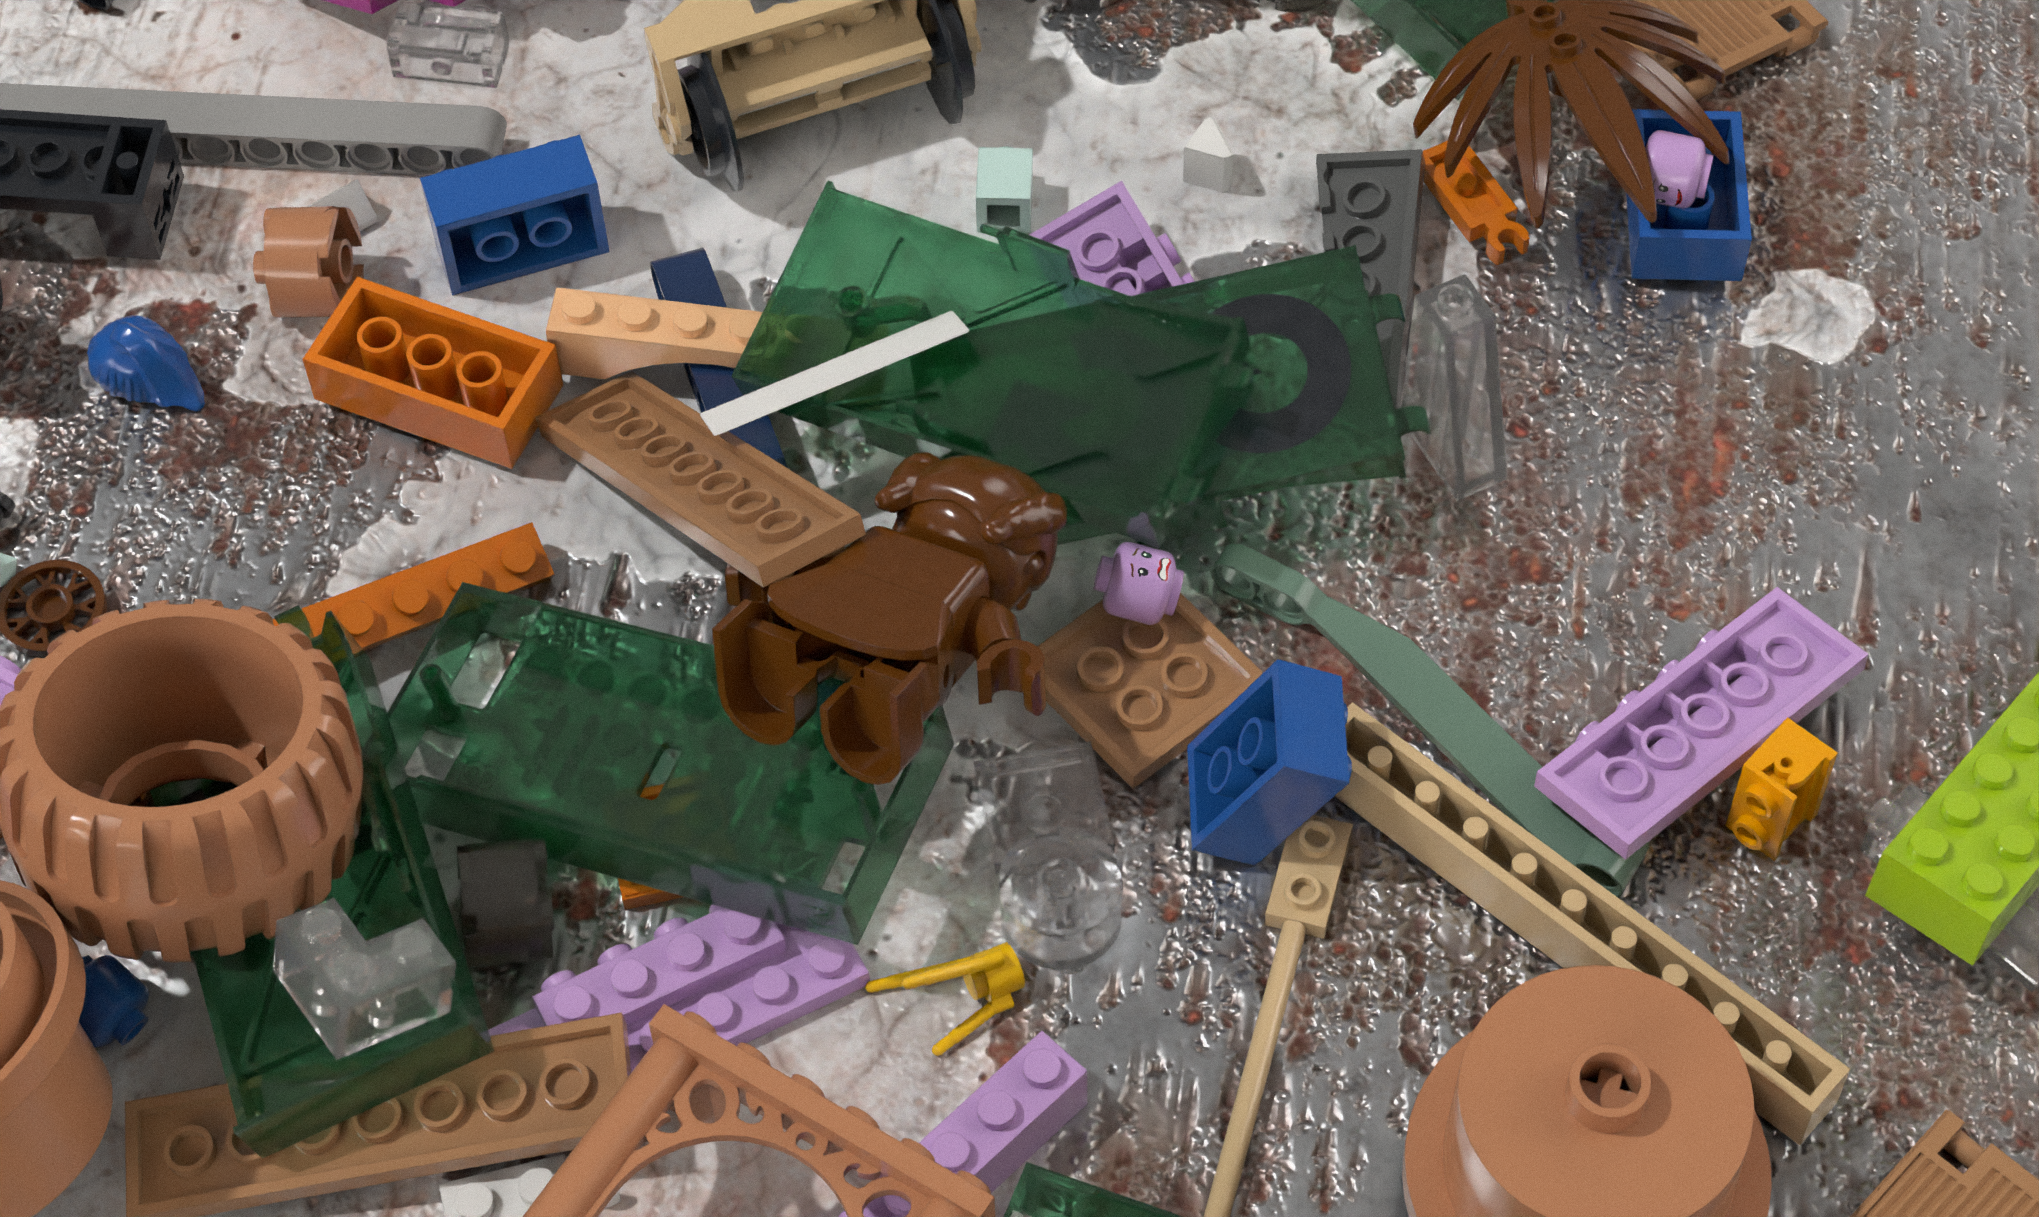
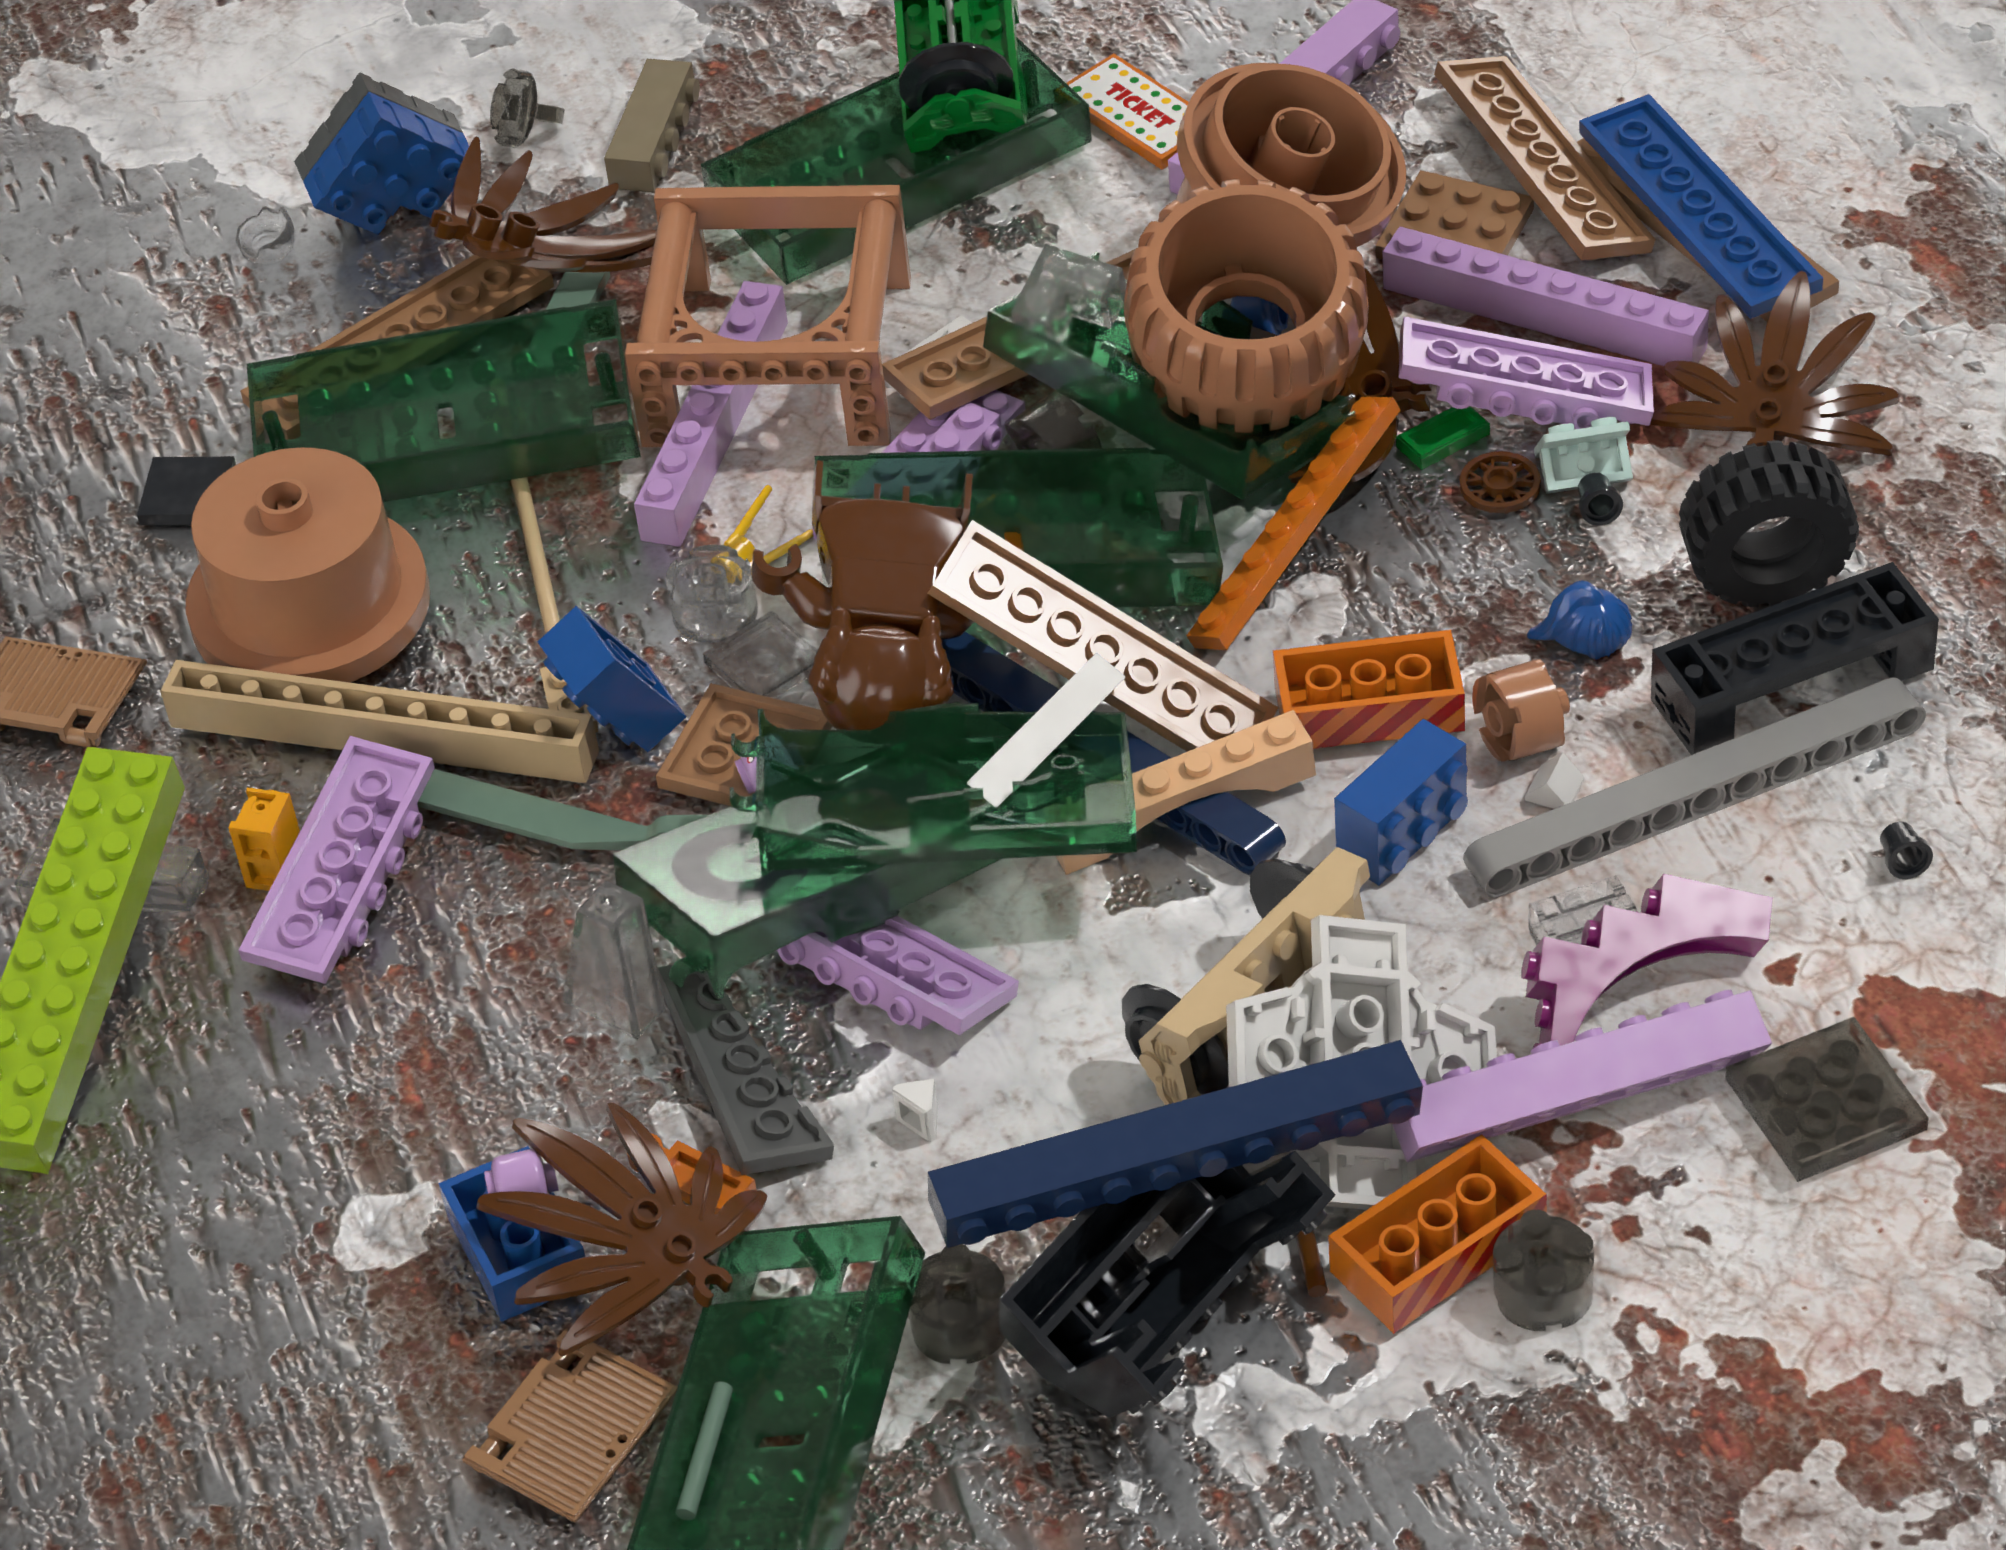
camera: 155 degrees right, 10 degrees down
(1004, 187) = (1062, 1011): light aqua brick -> none

